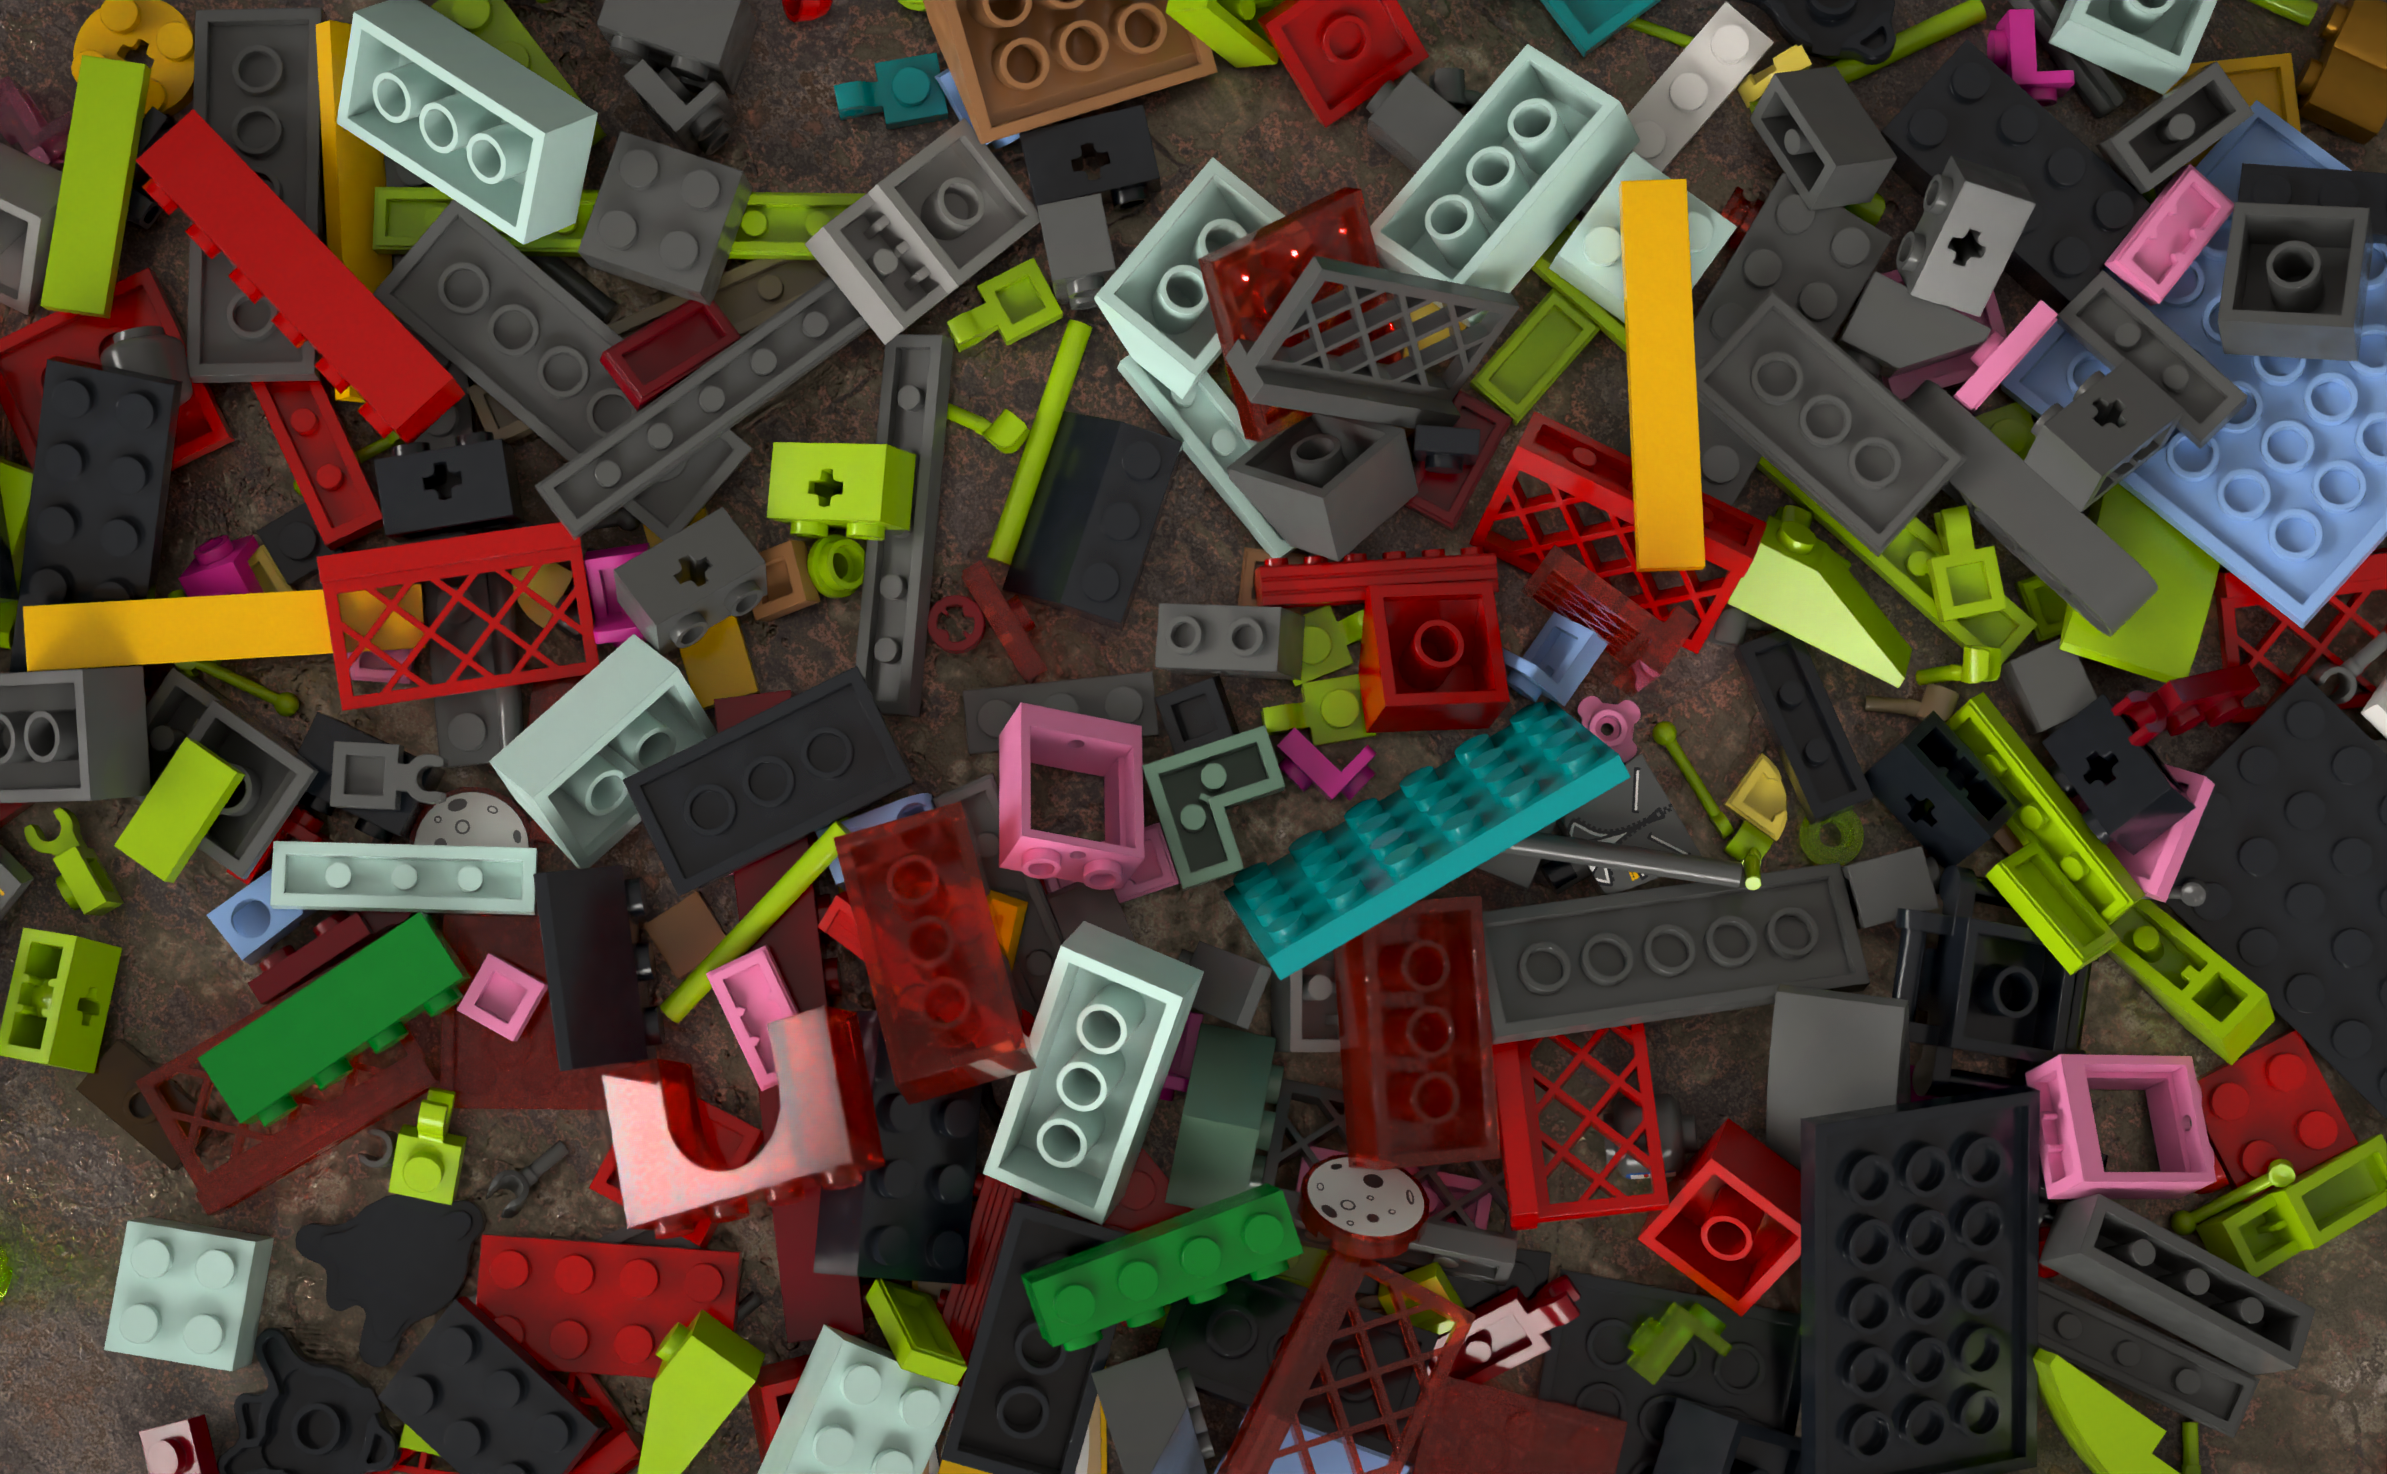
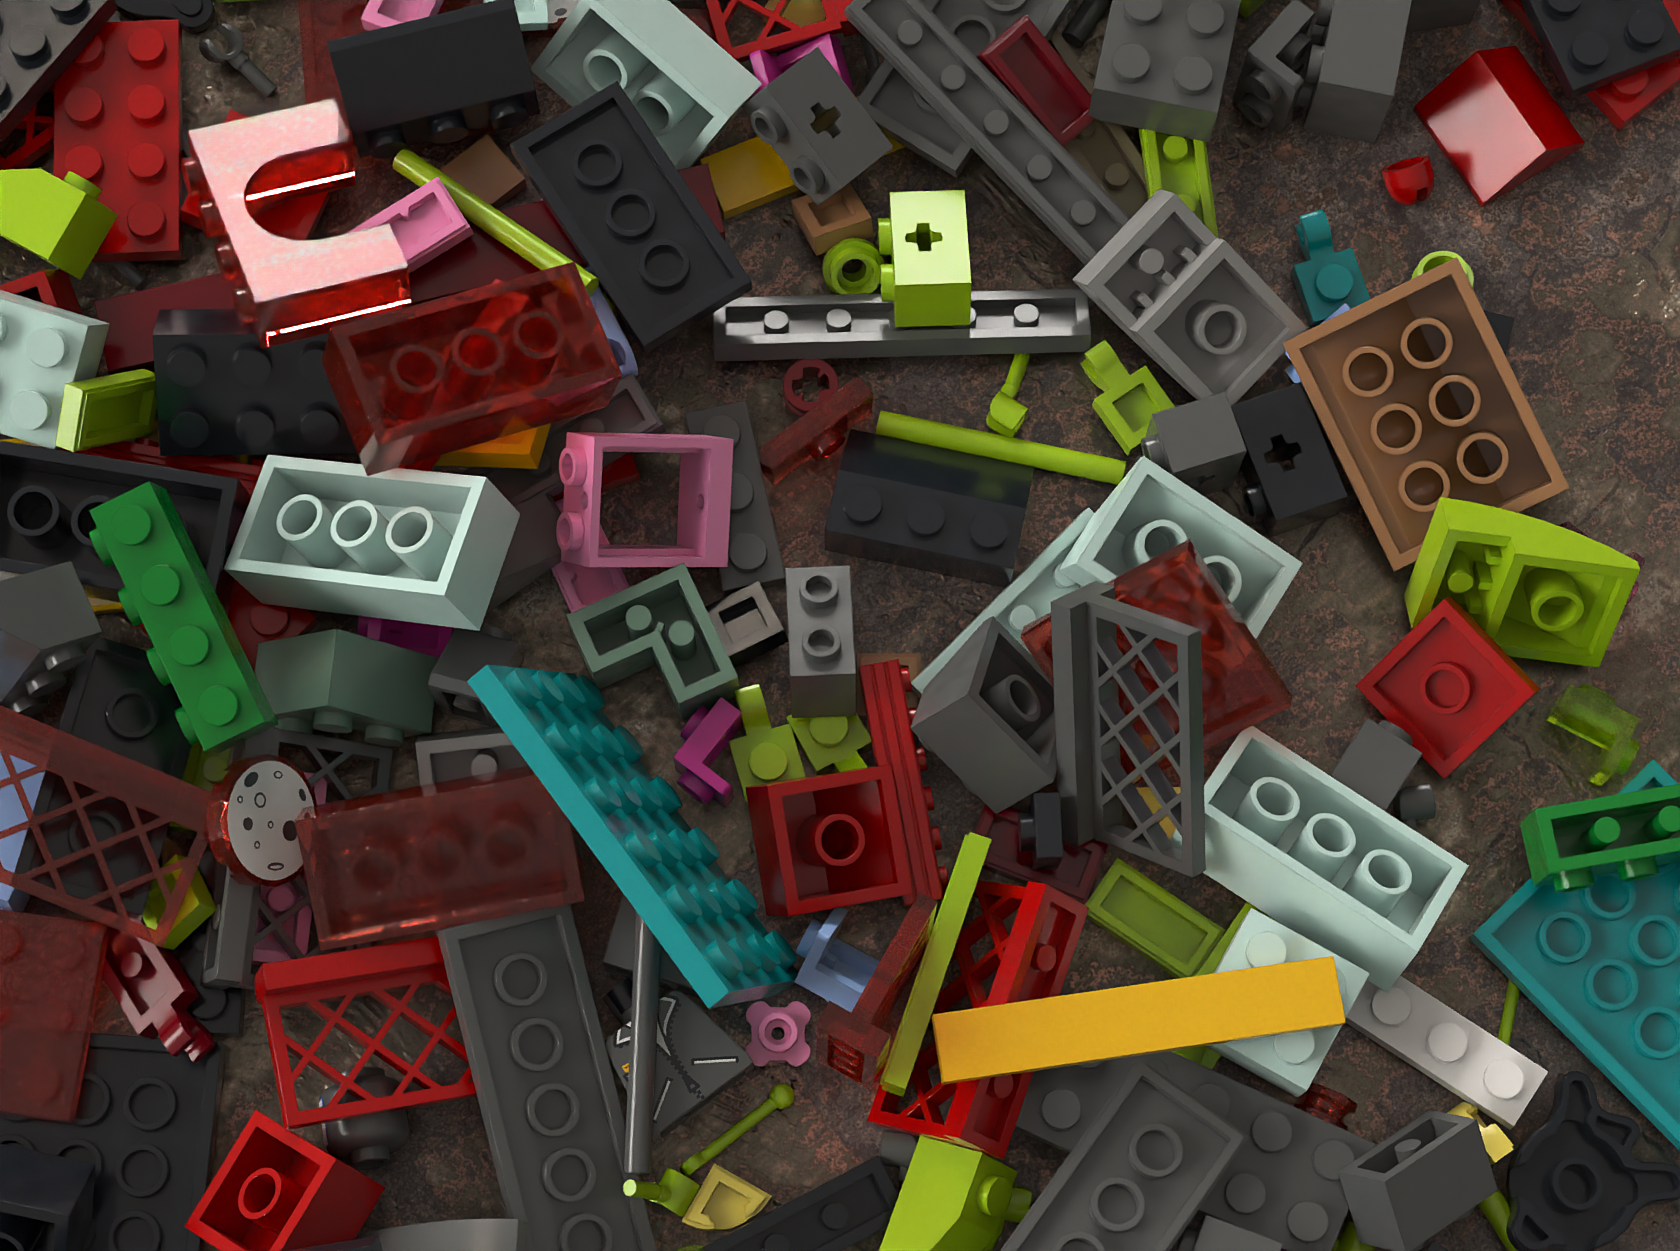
camera: 80 degrees right, 10 degrees down
(1531, 548) = (934, 964): none -> lime tile
(1660, 1341) = (152, 1142): clear neon green bracket -> none

